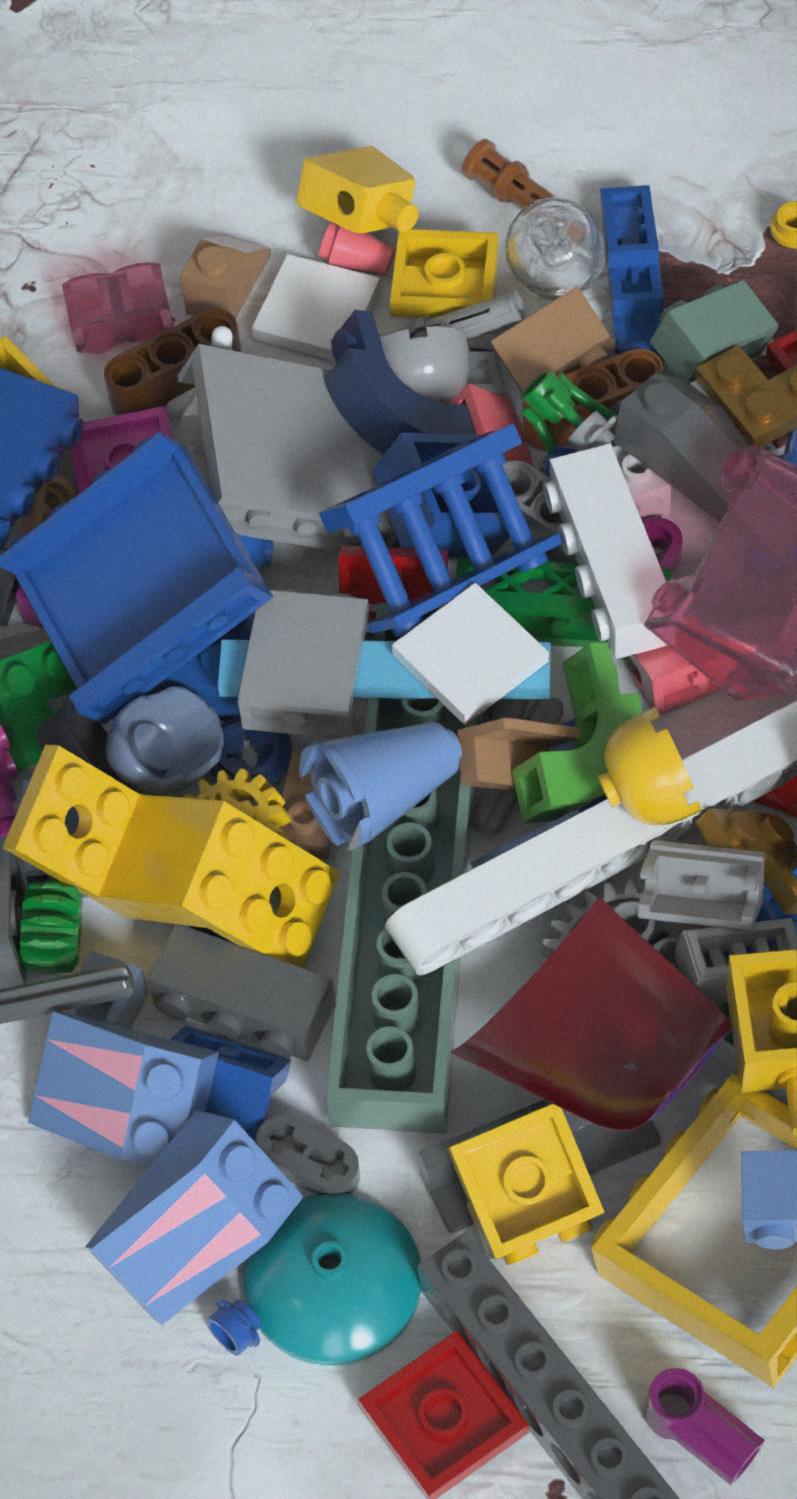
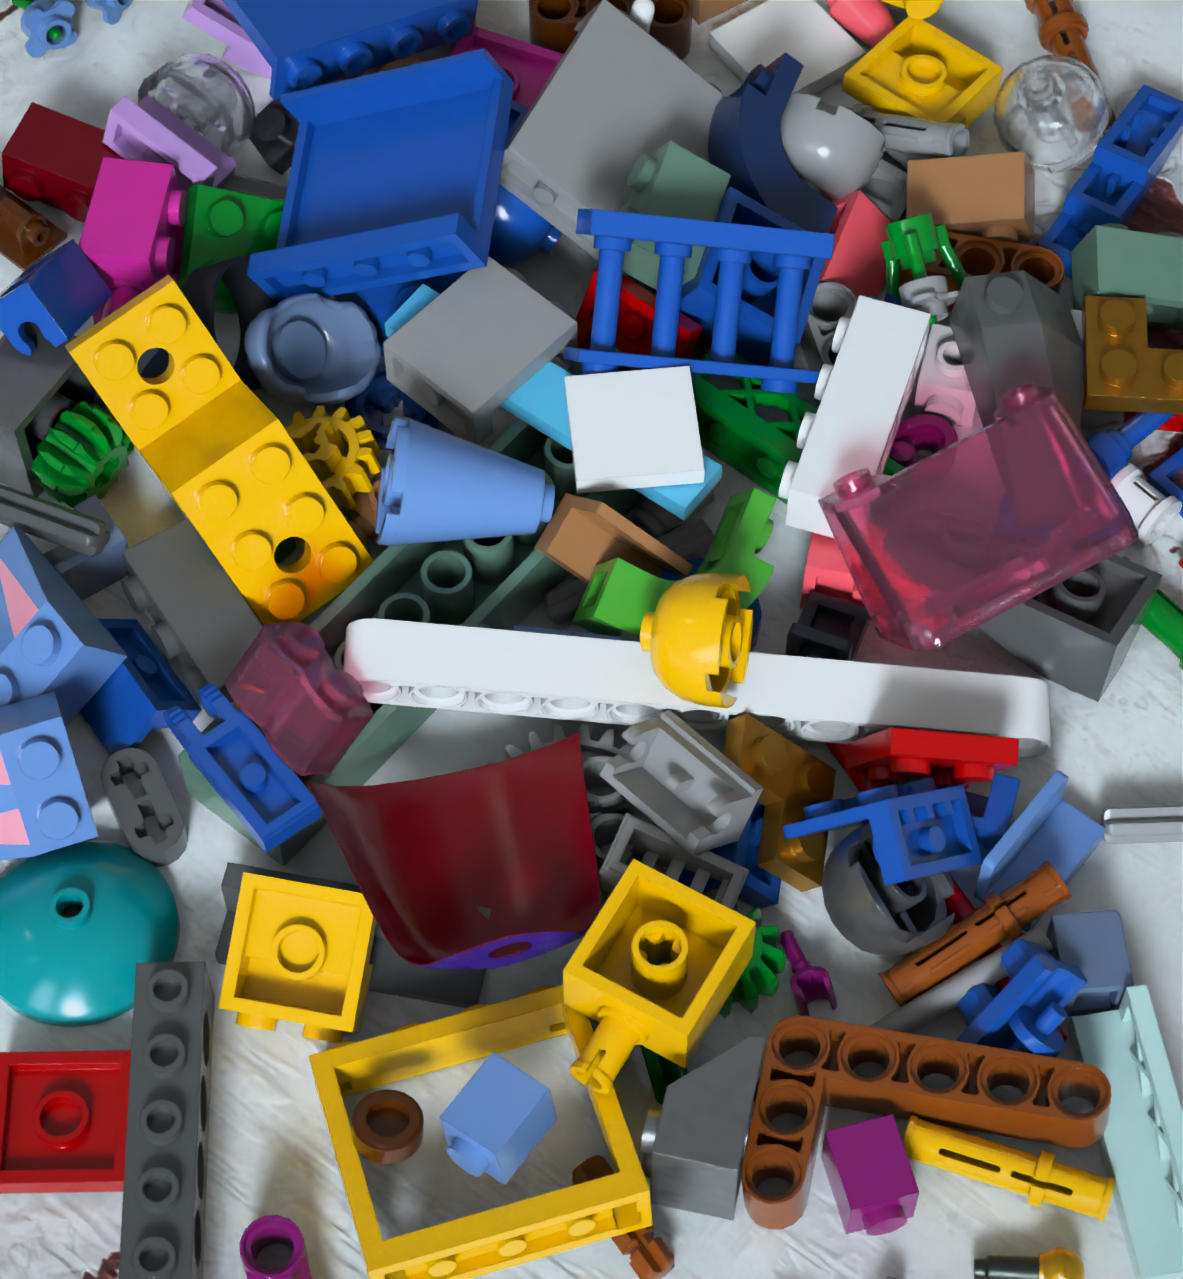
camera: 30 degrees right, 0 degrees up
(357, 459) = (671, 185): none -> sand green brick
(388, 1073) = (245, 770): none -> blue hinge
(395, 994) = (299, 697): none -> clear pink brick
(694, 1256) = (387, 1126): none -> reddish brown tile
(696, 719) = (828, 629): none -> black bracket

